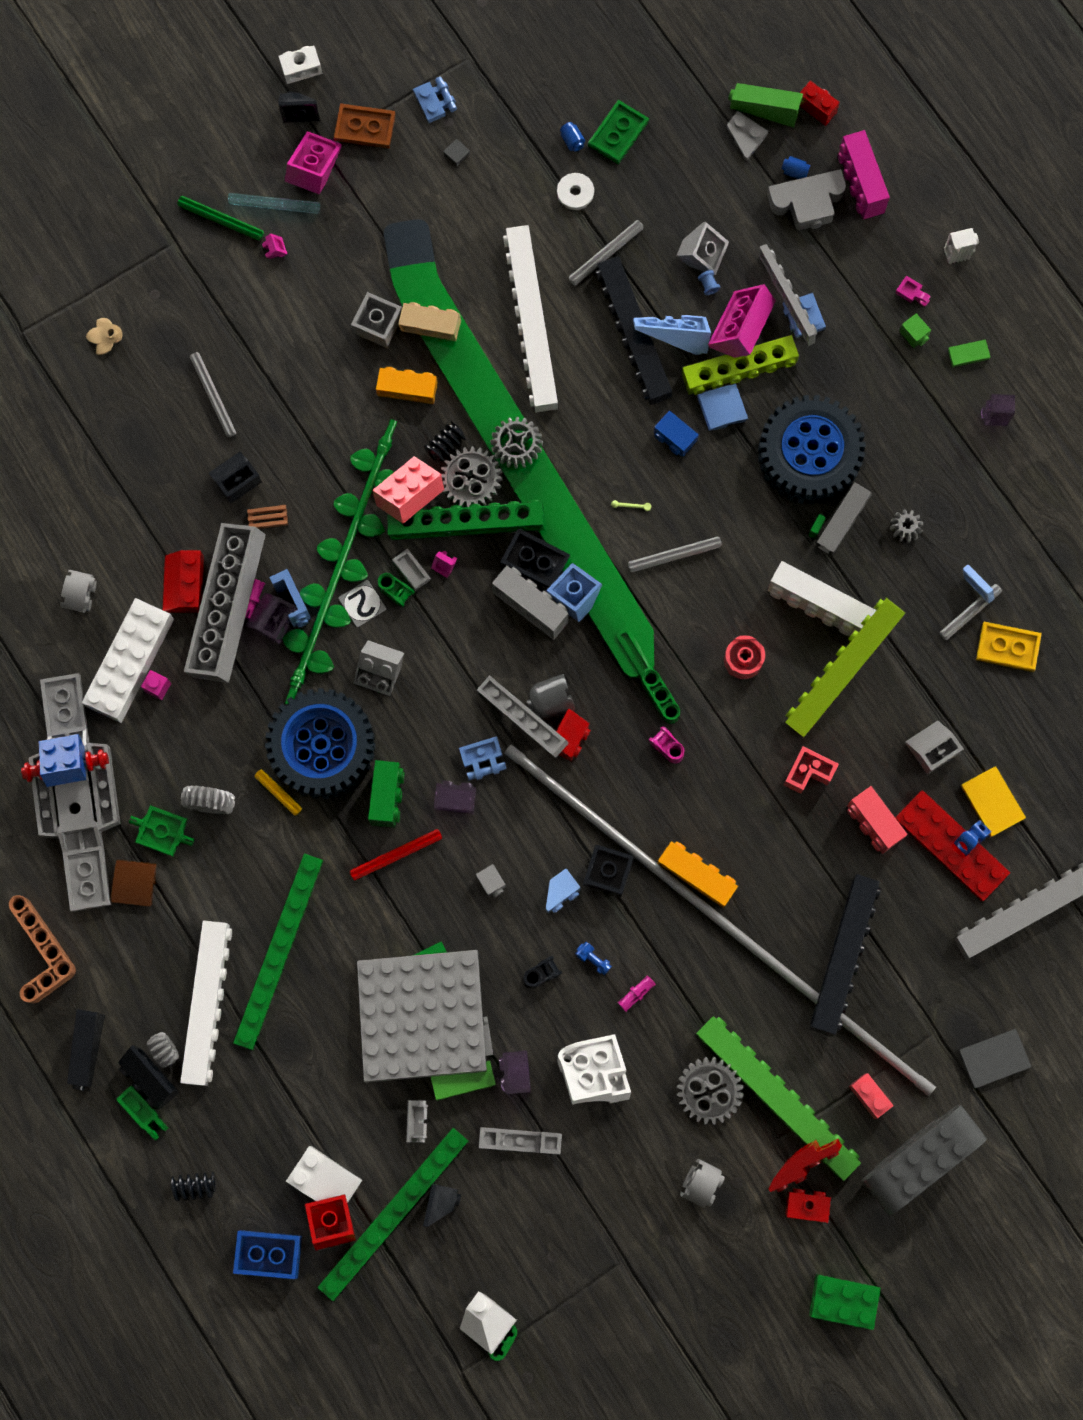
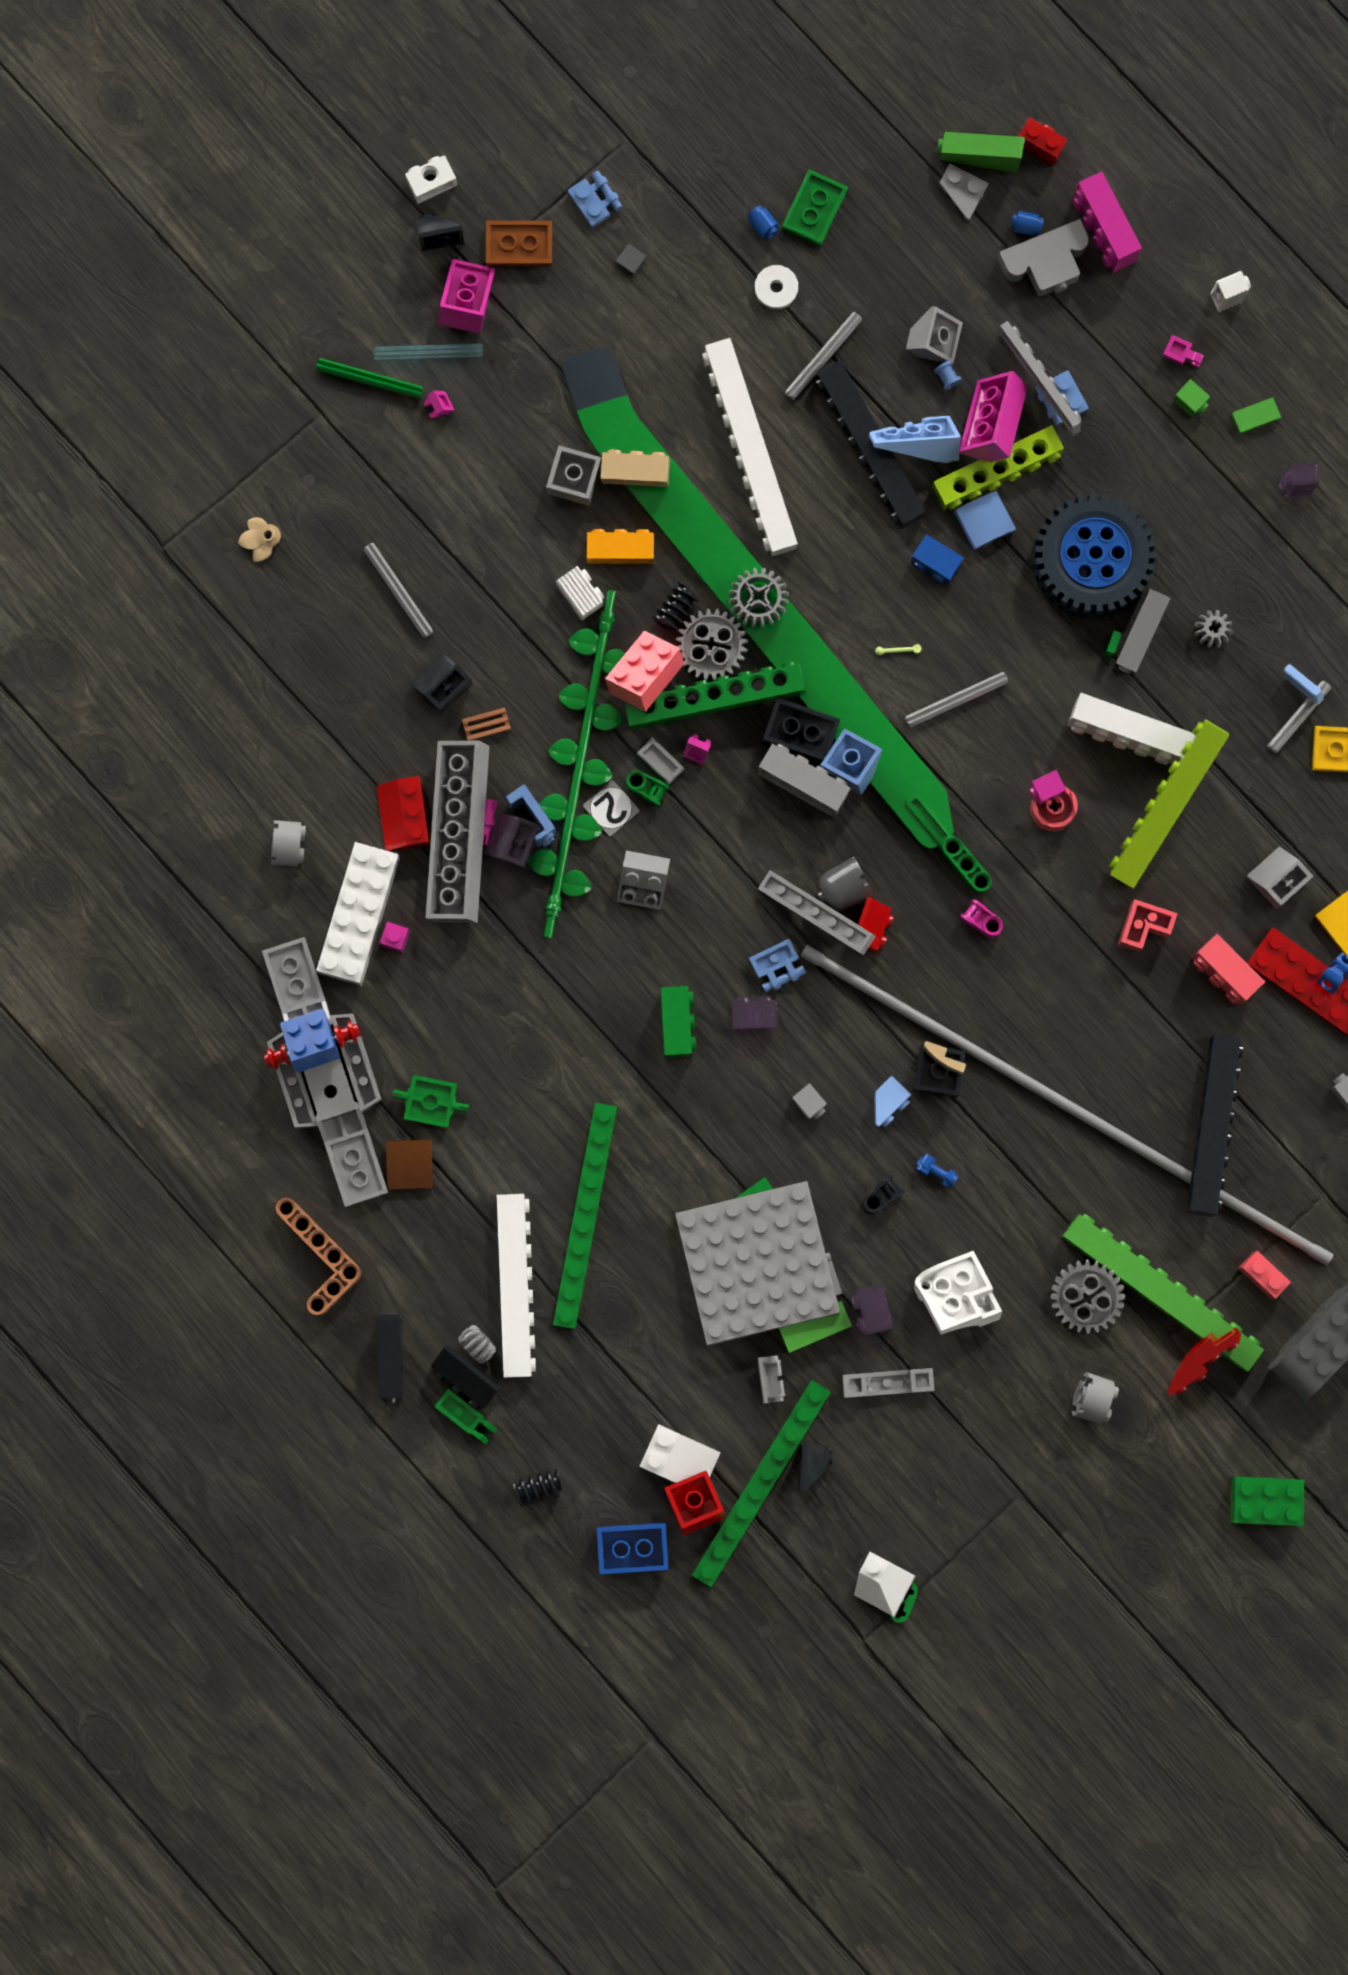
camera: 15 degrees left, 5 degrees up
(207, 800) = (478, 1059): light grey gear -> none
(278, 792) = (553, 1038): yellow axle -> none
(303, 716) = (607, 940): wheel -> none
(366, 418) = (580, 593): none -> white brick
(395, 854) = (697, 1088): red axle -> none
(608, 854) = (938, 1054): none -> tan slope
(636, 993) = (990, 1202): dark pink pin -> none
(697, 874) = (1038, 1060): light orange brick -> none
(739, 638) = (1047, 787): none -> dark pink brick
(808, 1207) = (1212, 1405): red brick -> none

